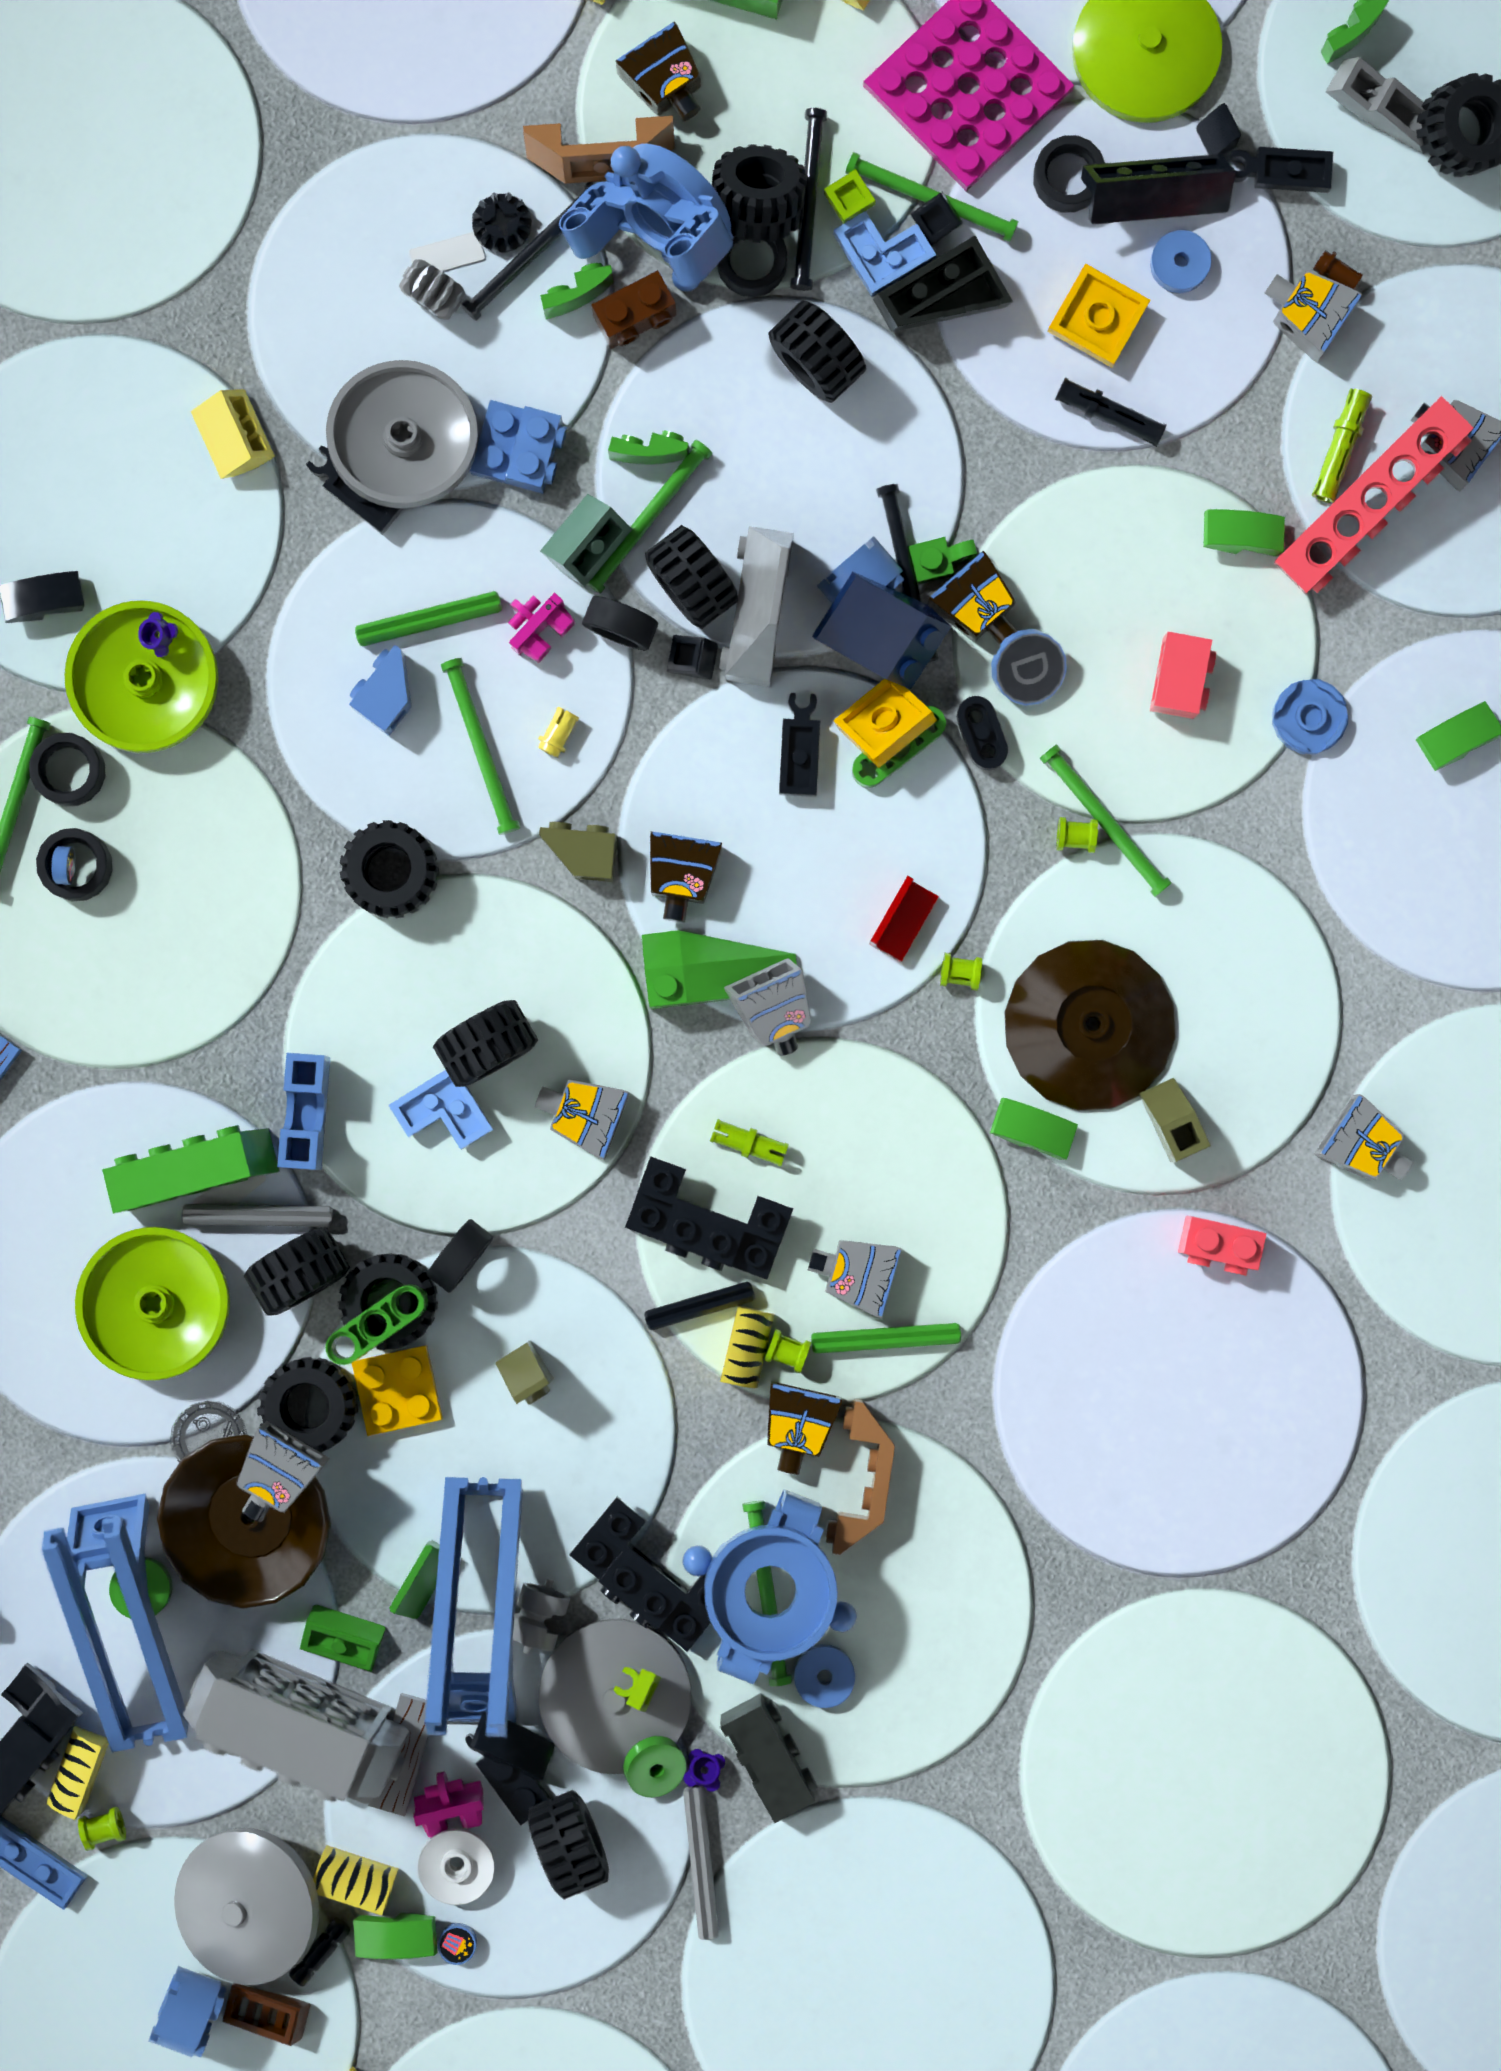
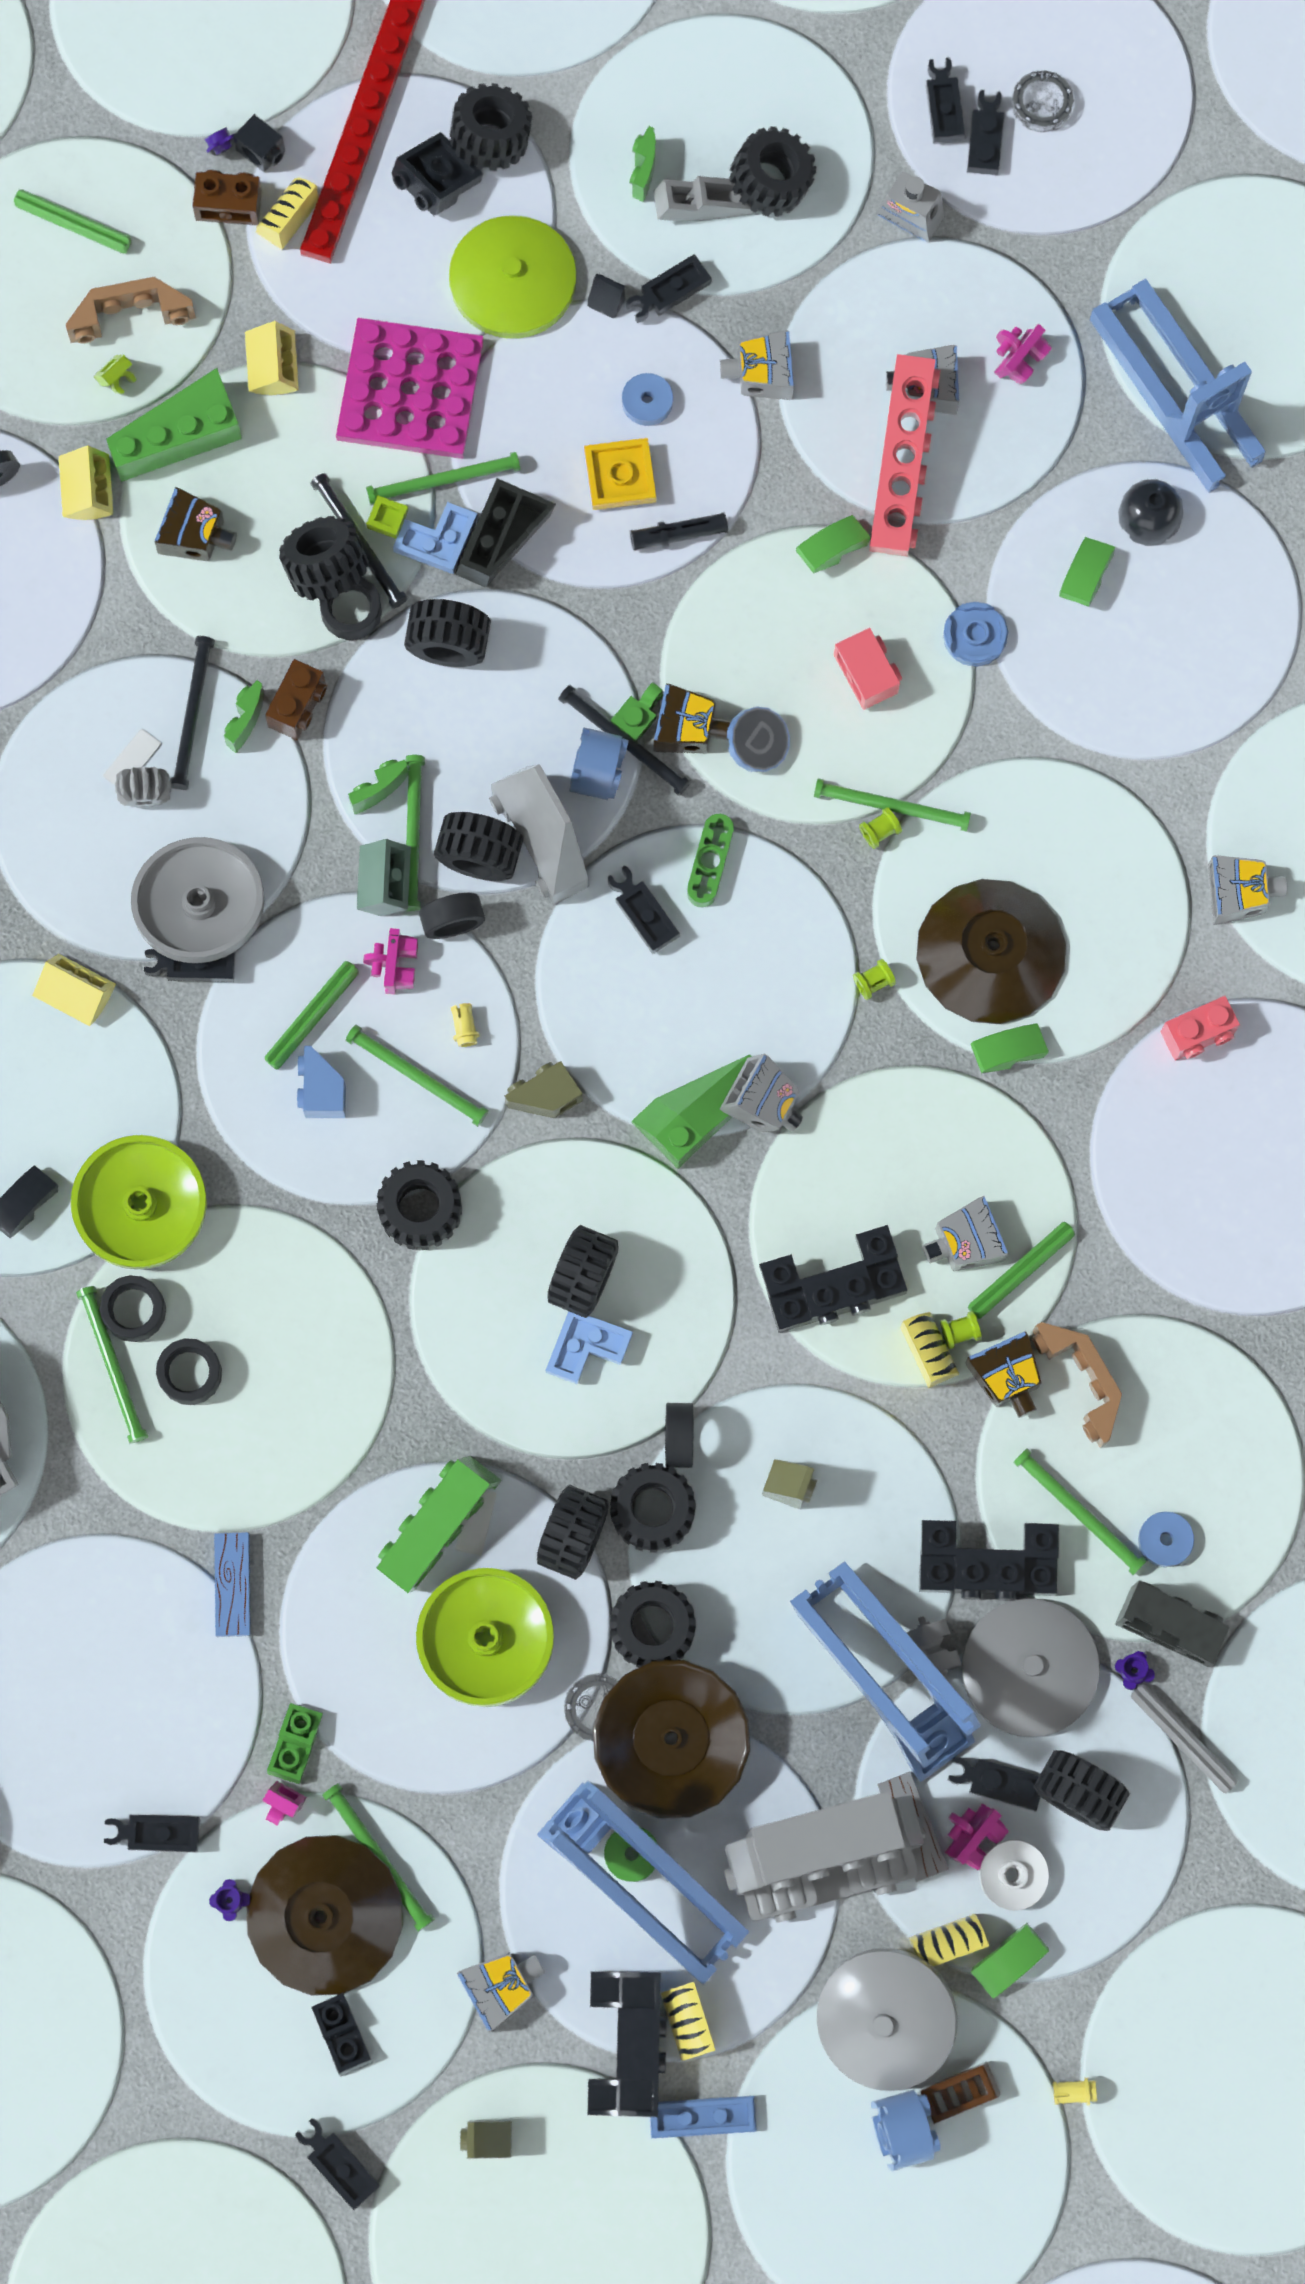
camera: 40 degrees left, 10 degrees down
(63, 865) = (184, 1373): medium blue tile -> none
(101, 1828) = (738, 2048): lime bush -> none
(150, 630) = (121, 1163): dark purple plate -> none
(257, 1215) = (510, 1521): light grey axle -> none
(277, 1471) = (670, 1678): light grey torso -> none
(304, 1125) = (489, 1418): medium blue arch -> none
(320, 1951) = (965, 2013): black axle -> none
(342, 1637) = (804, 1777): bright green slope -> none
(358, 1328) = (660, 1503): bright green beam -> none
(397, 1390) = (706, 1569): yellow plate -> none
(419, 1584) = (829, 1691): bright green slope -> none
(457, 1943) = (1058, 1933): tile -> none
(517, 228) = (155, 723): black gear -> none
(519, 446) = (285, 850): medium blue plate -> none
(519, 1749) = (986, 1753): black slope -> none
(585, 1114) = (690, 1272): torso -> none
(589, 161) = (196, 616): medium nougat slope -> none
(642, 1689) = (1046, 1640): lime tile -> none
(656, 1781) = (1111, 1693): bright green piece -> none
(661, 203) = (307, 622): medium blue piece -> none
(681, 871) = (625, 1054): dark brown torso -> none
(692, 656) = (518, 905): black slope -> none
(699, 1305) = (873, 1346): black axle -> none
(749, 1142) = (819, 1207): lime pin -> none
(787, 1542) = (1096, 1540): medium blue piece -> none
(882, 630) = (640, 783): dark blue slope -> none
(885, 721) = (688, 846): yellow plate -> none
(903, 919) = (806, 974): red panel -> none
(936, 218) = (458, 489): black tile -> none
(983, 733) = (763, 806): black plate -> none
(1069, 145) = (520, 373): black tyre -> none
(1159, 188) = (596, 360): black panel -> none
(1174, 1120) = (1101, 969): olive slope -> none
(1336, 270) = (756, 328): reddish brown pin -> none
(1346, 432) = (849, 427): lime pin -> none

